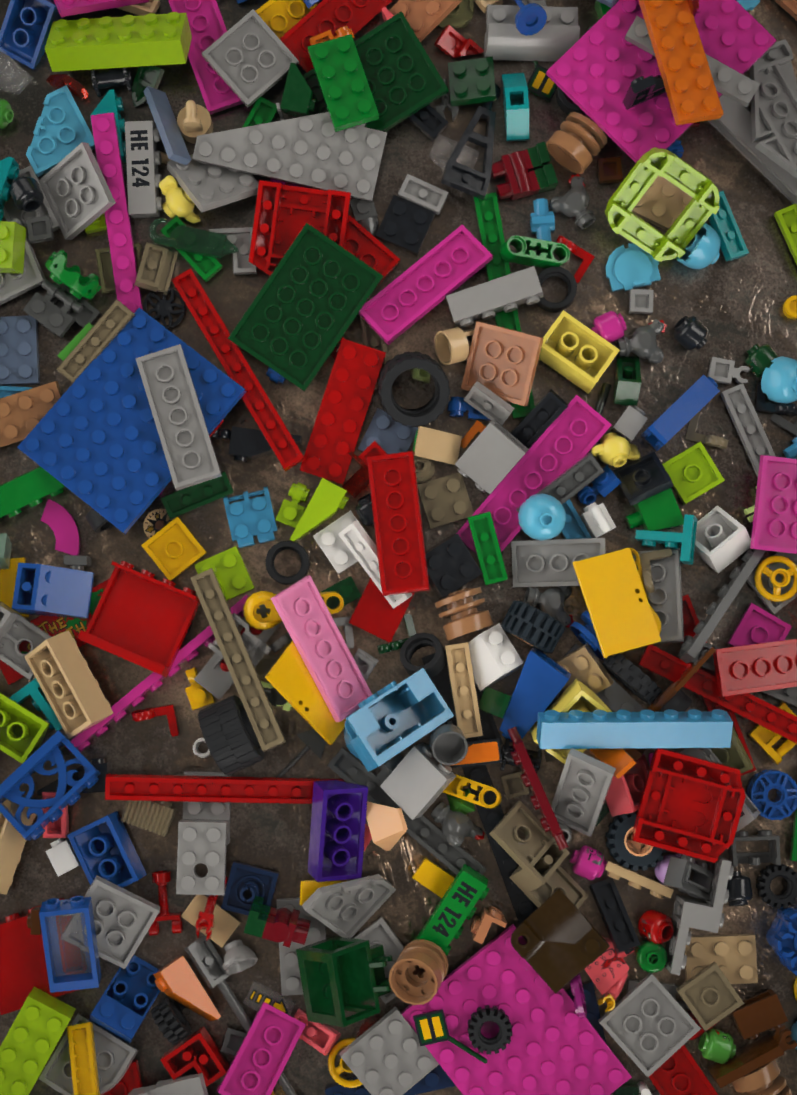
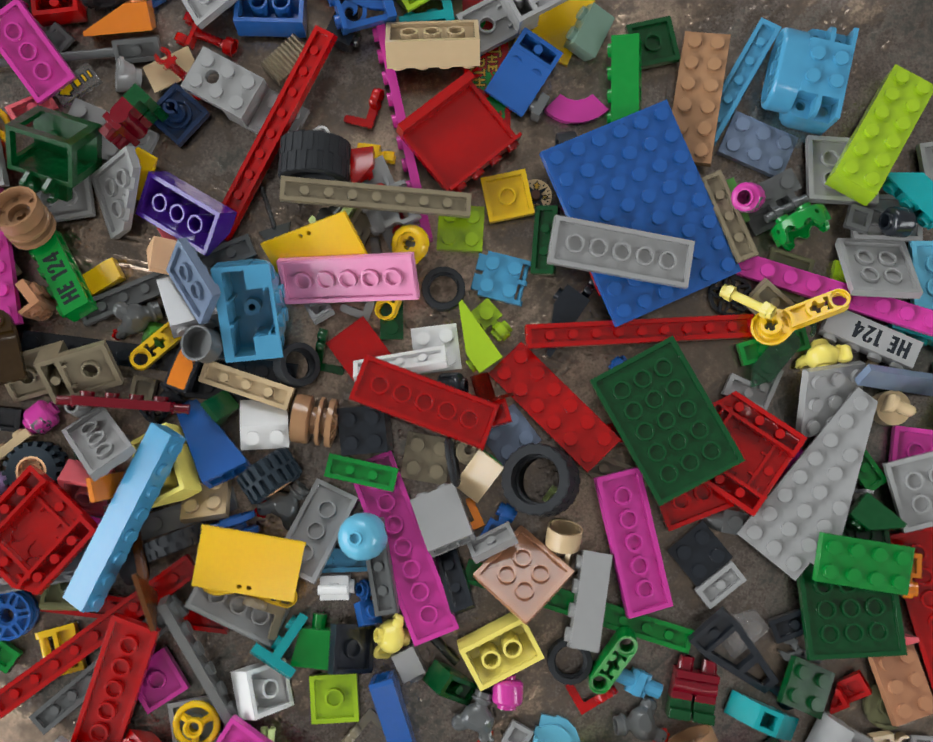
camera: 115 degrees right, 0 degrees up
(77, 335) = (742, 202): none -> dark pink head
(158, 241) = (797, 317): none -> yellow beam
(164, 309) = (765, 309): none -> light yellow bar
(212, 692) = (361, 164): none -> red slope
(396, 779) = (193, 281): none -> sand blue plate
(437, 473) = (454, 473): none -> black tyre

